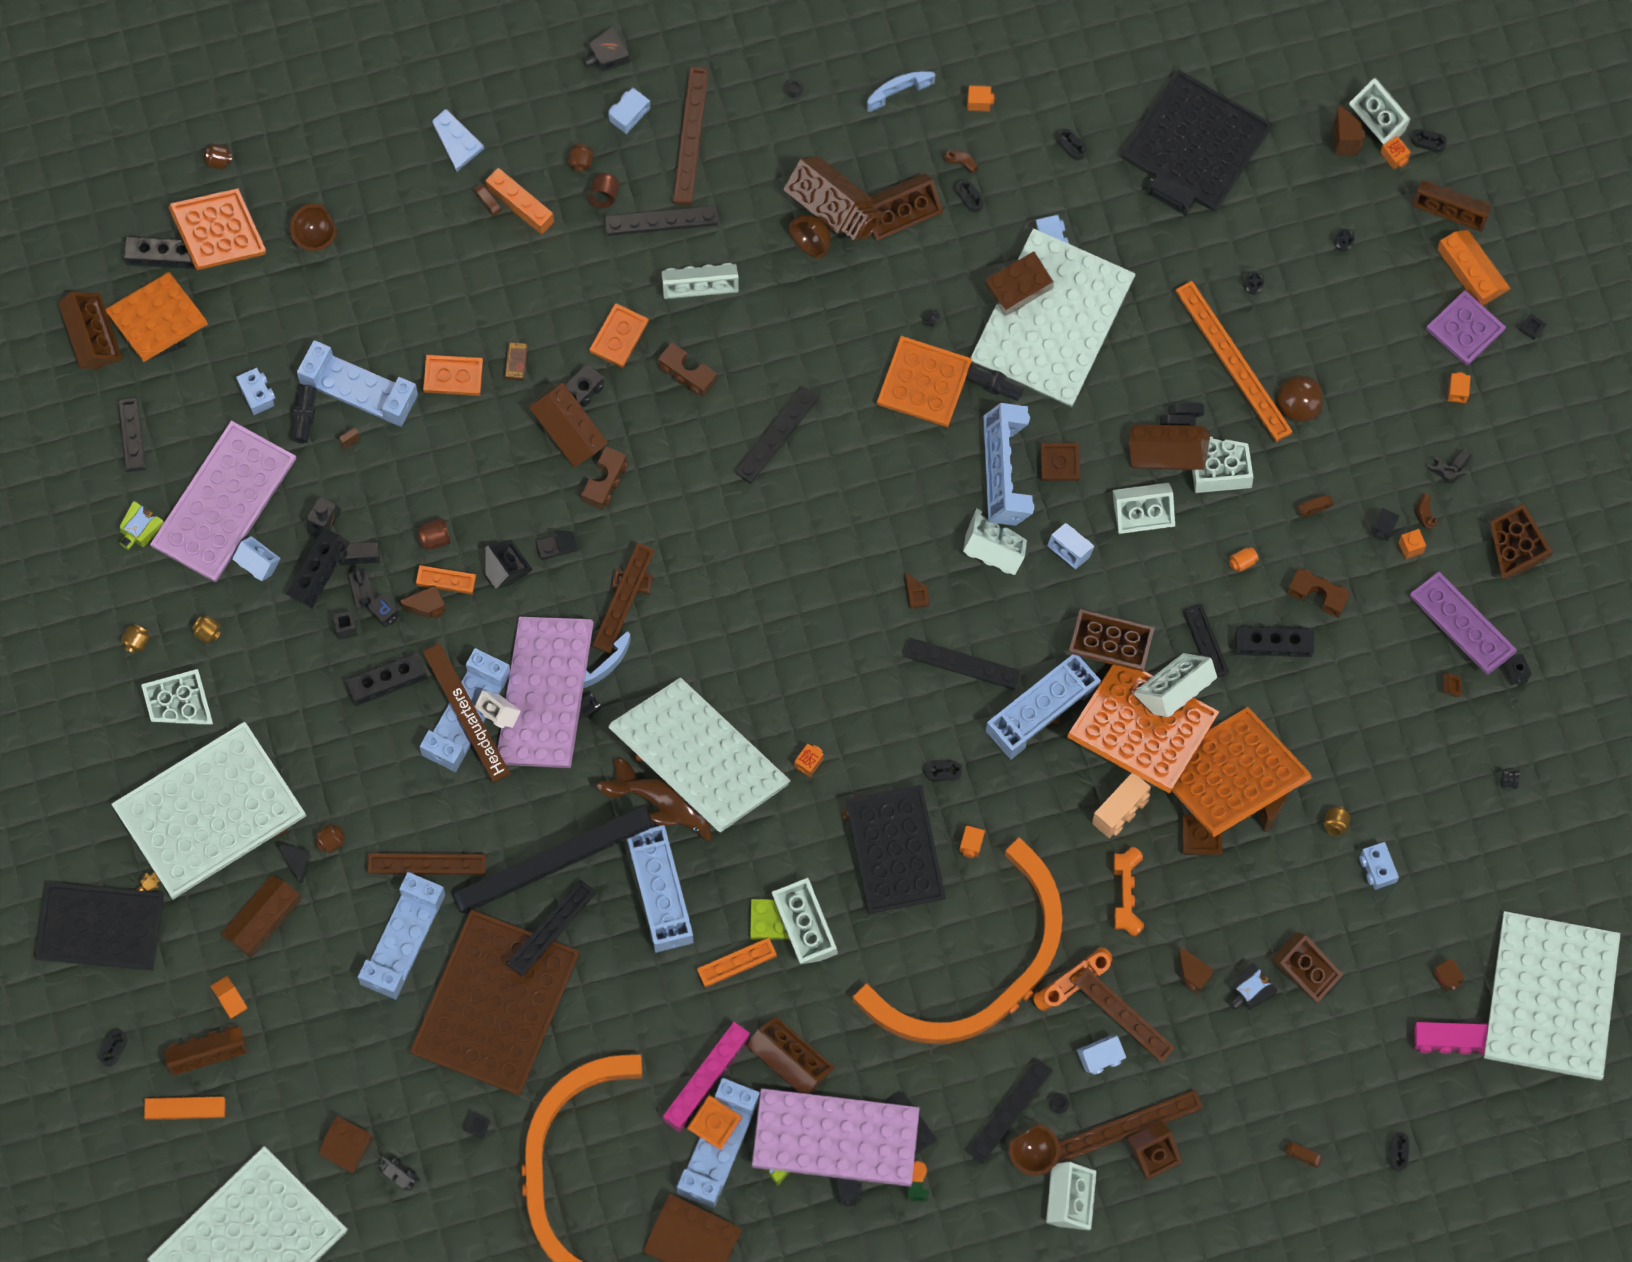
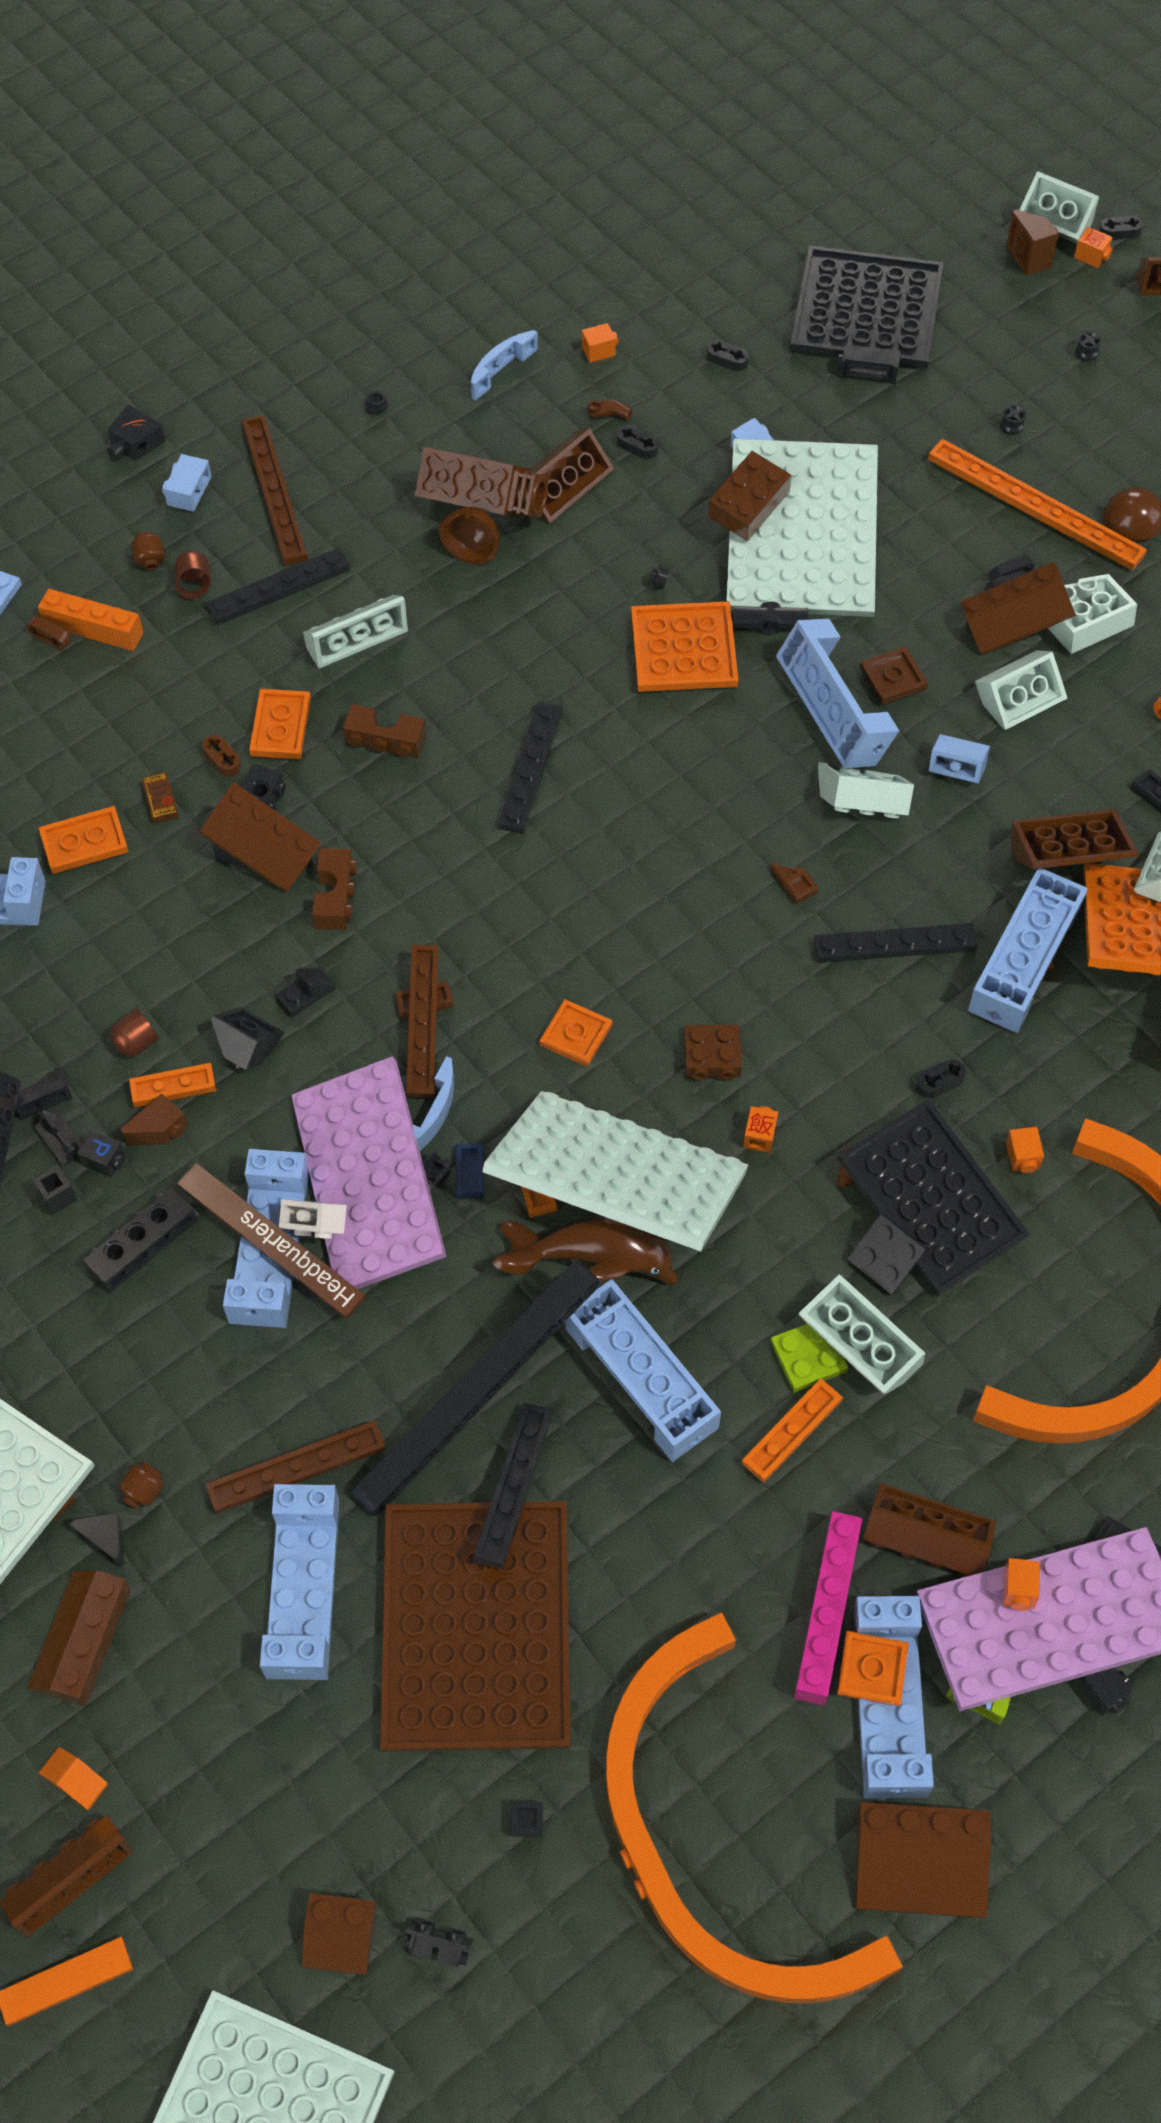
camera: 20 degrees left, 10 degrees down
(566, 345) = (217, 758): none -> reddish brown beam
(613, 709) = (469, 1171): none -> dark blue tile
(721, 645) = (576, 1033): none -> orange tile
(803, 693) = (712, 1052): none -> reddish brown plate
(821, 1110) = (1021, 1584): none -> orange brick
(848, 875) = (887, 1254): none -> black plate

